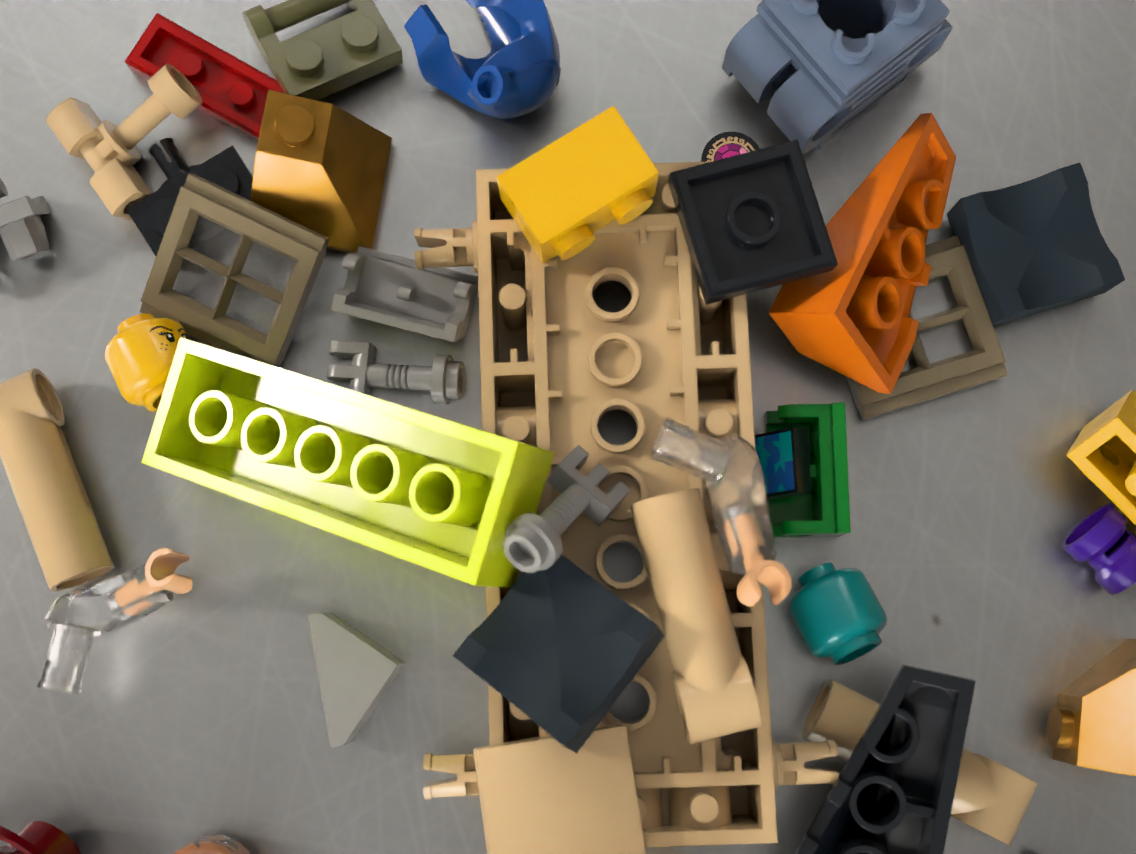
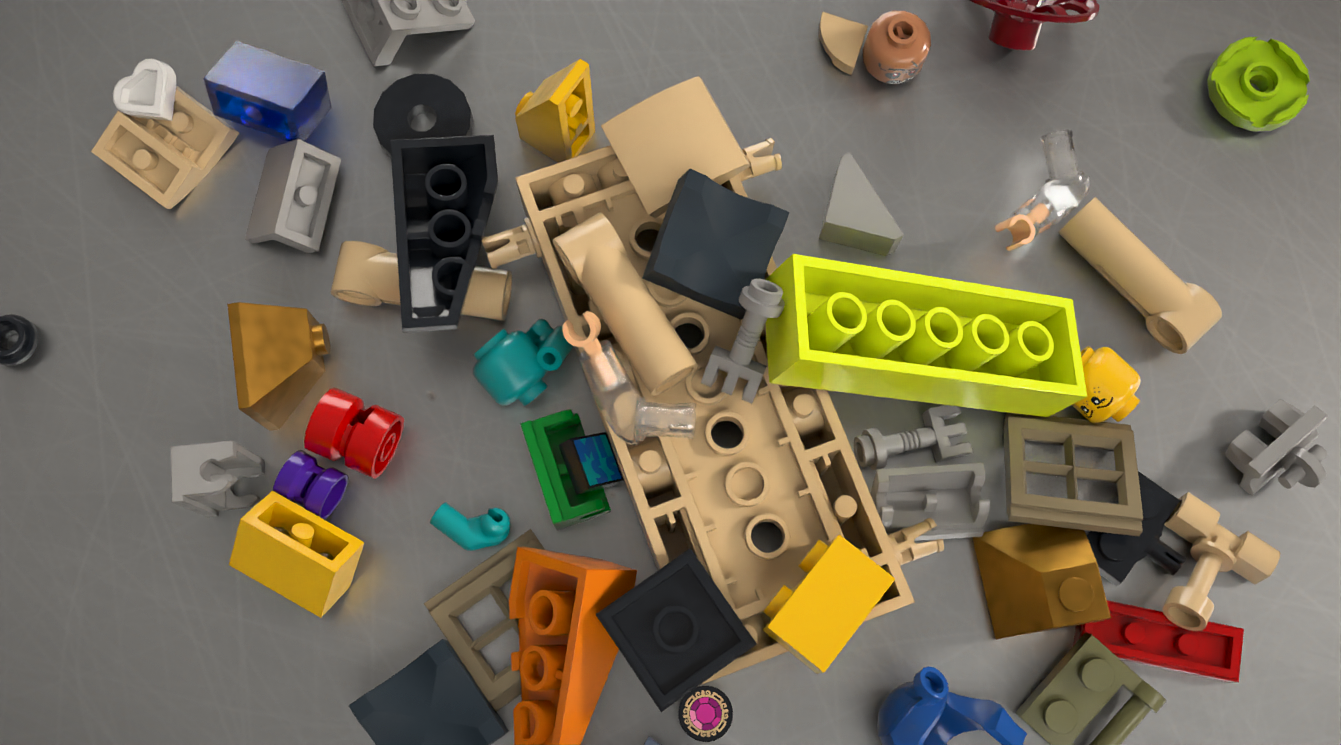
camera: 155 degrees right, 5 degrees down
(781, 629) = (551, 344): none -> teal arm
(931, 437) = (473, 532): none -> teal arm
(1065, 609) = (348, 430): none -> red wheel

